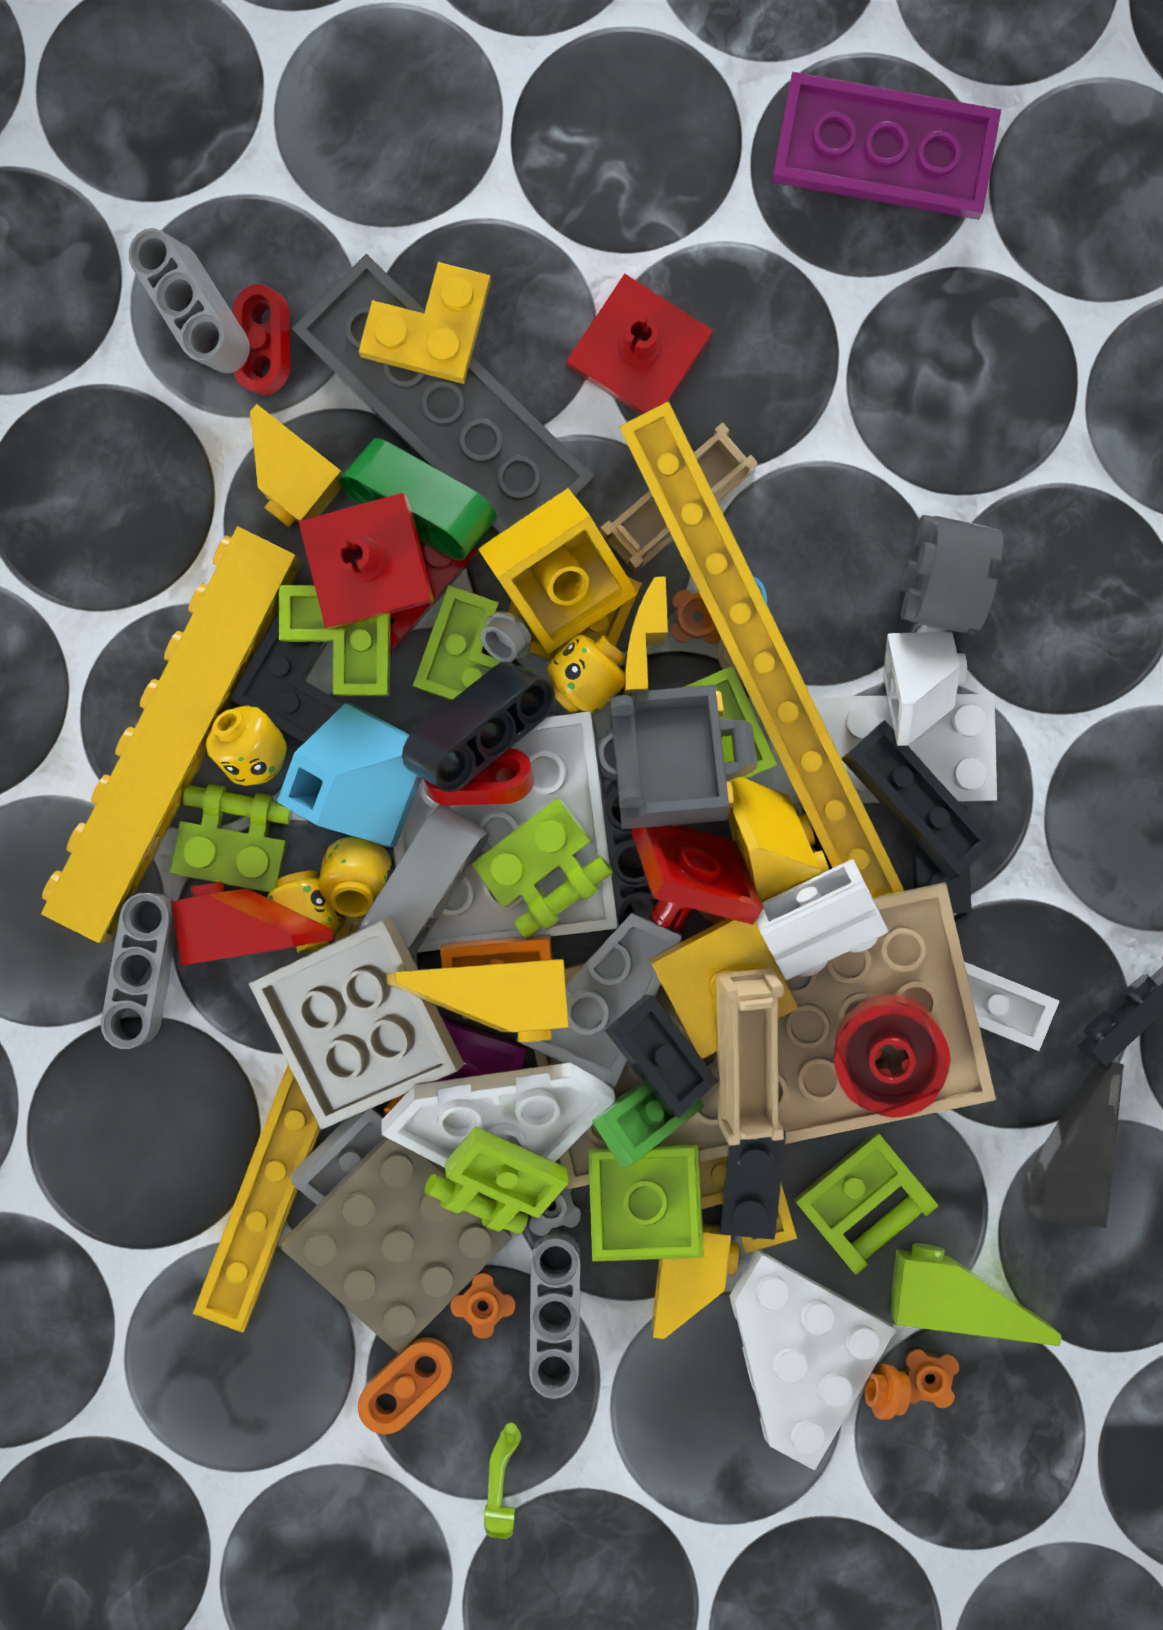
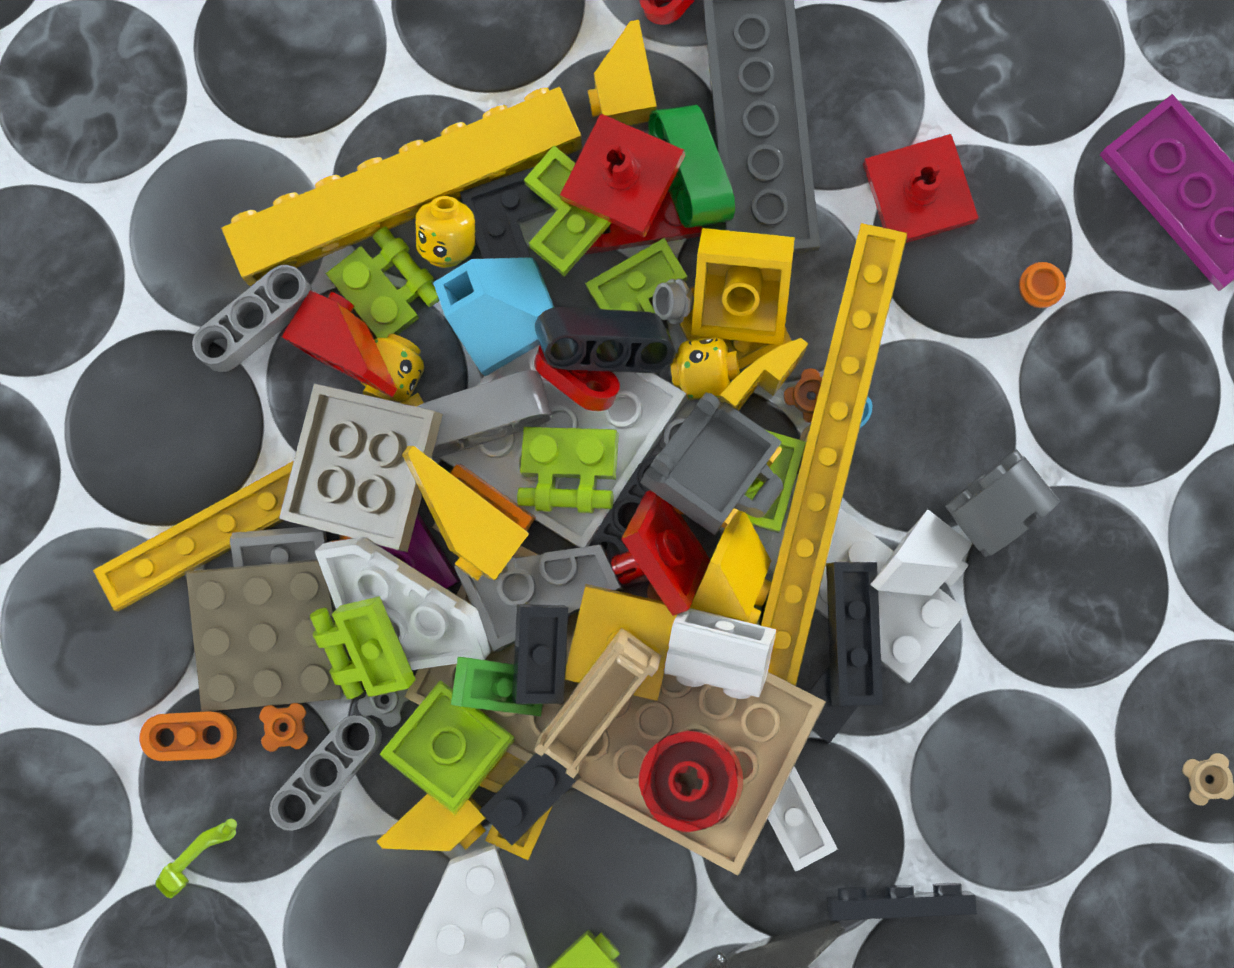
camera: 45 degrees right, 5 degrees down
(354, 875) = (442, 371): yellow head -> none
(432, 341) = (792, 75): yellow plate -> none
(641, 529) = (818, 308): tan container -> none
(819, 344) = (1042, 285): none -> orange plate
(856, 1188) = (595, 862): lime plate -> none

